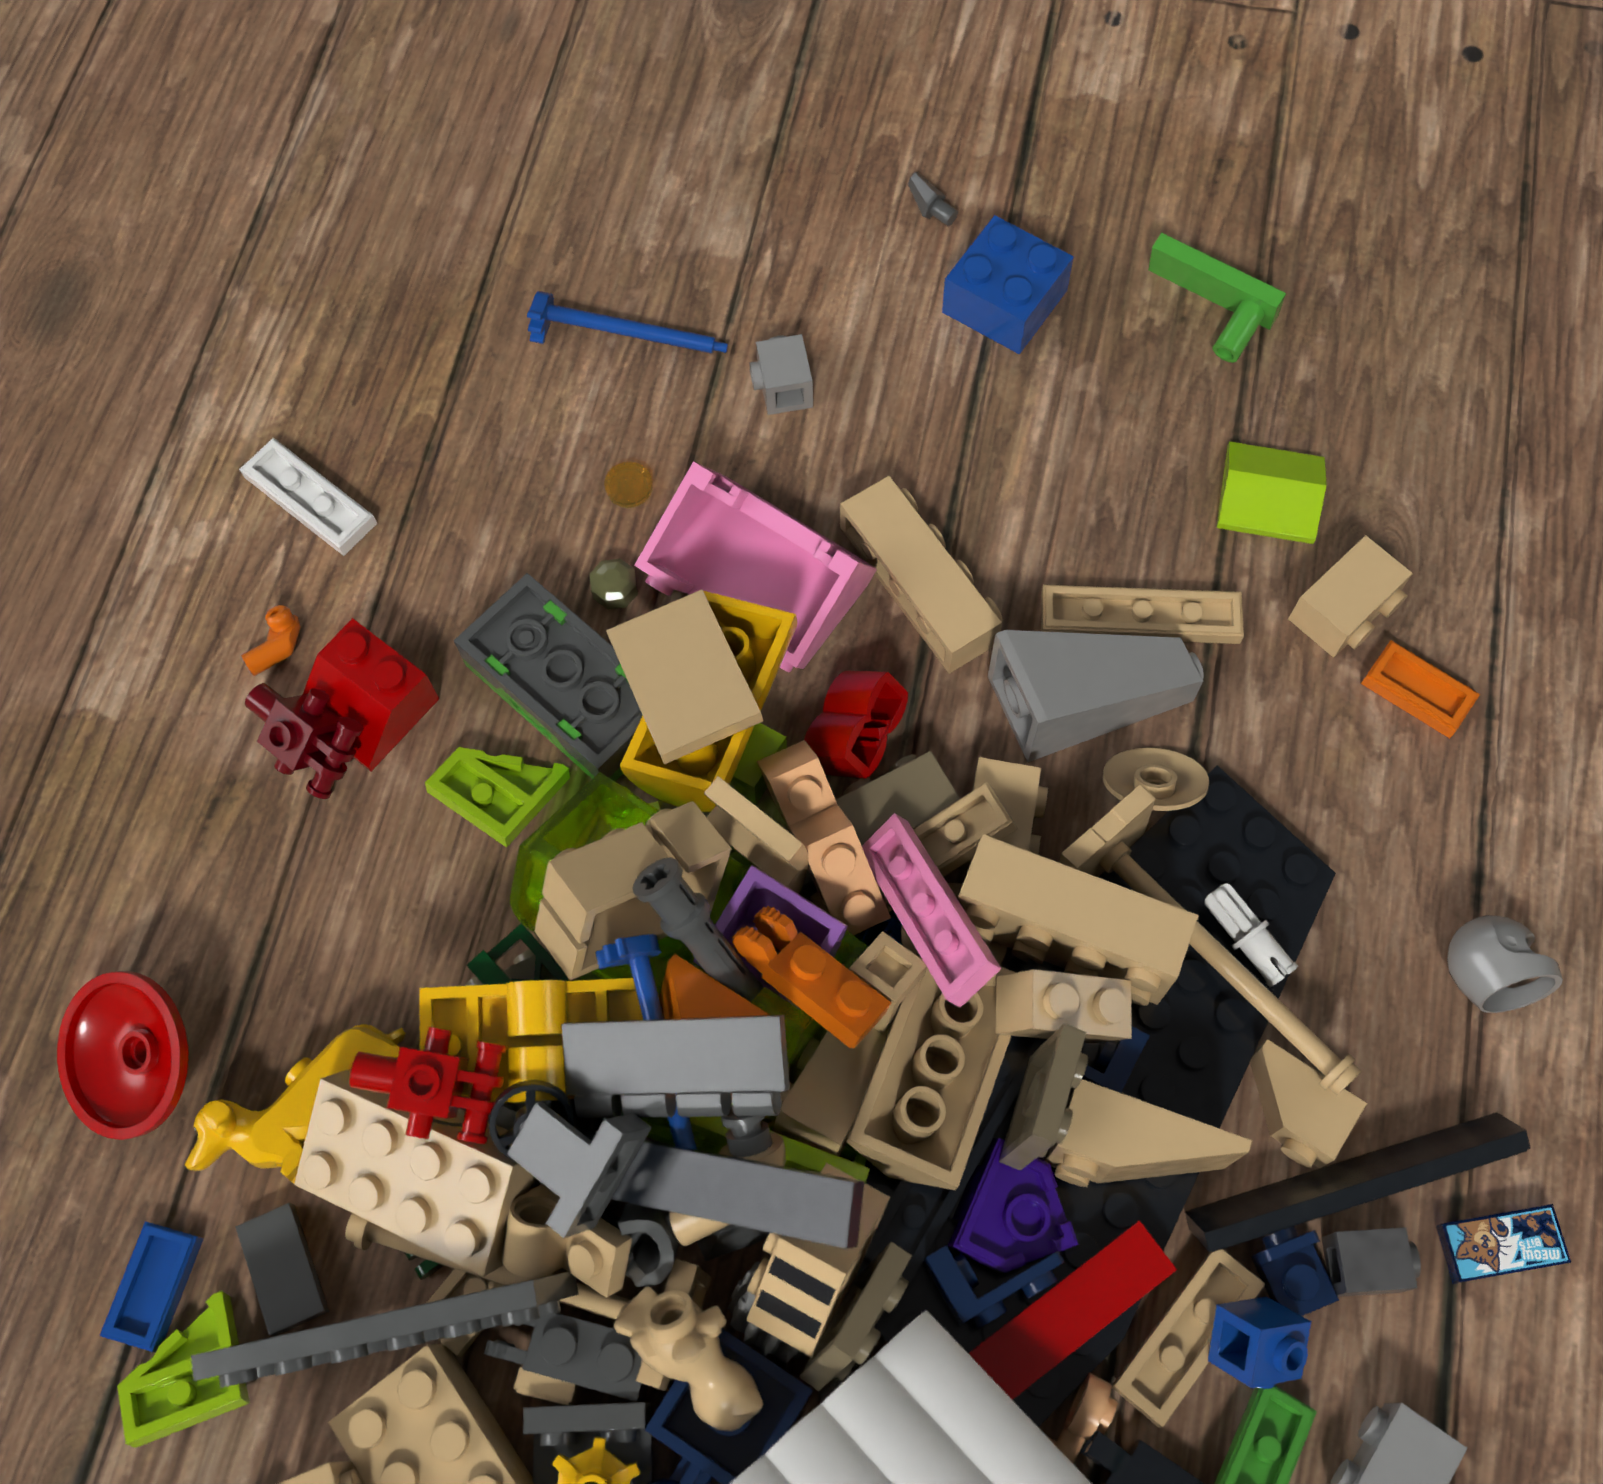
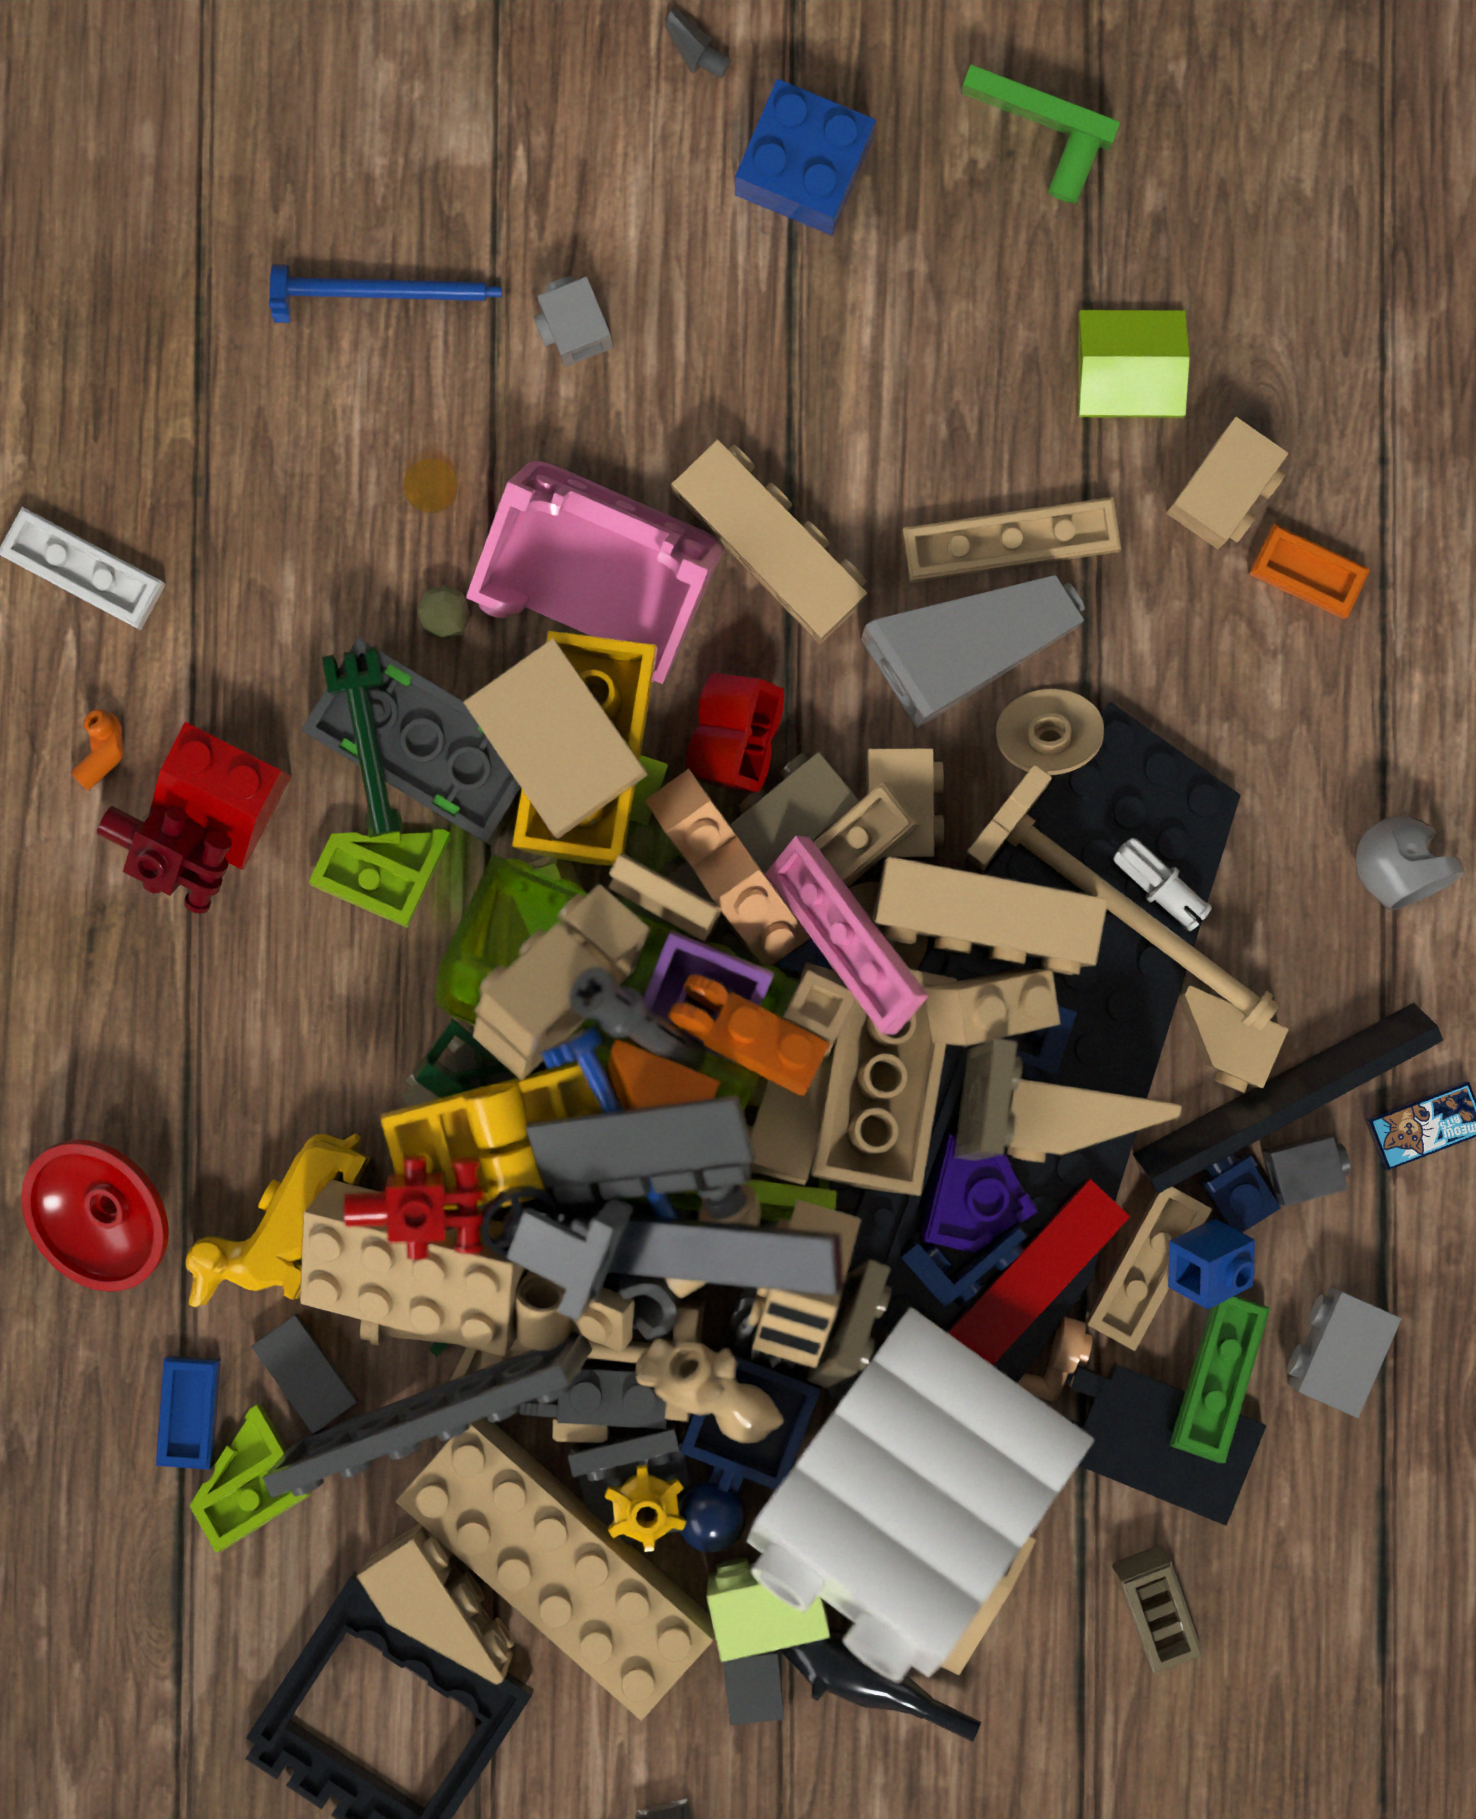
camera: 10 degrees left, 20 degrees up
(512, 609) = (356, 683): none -> dark green hinge

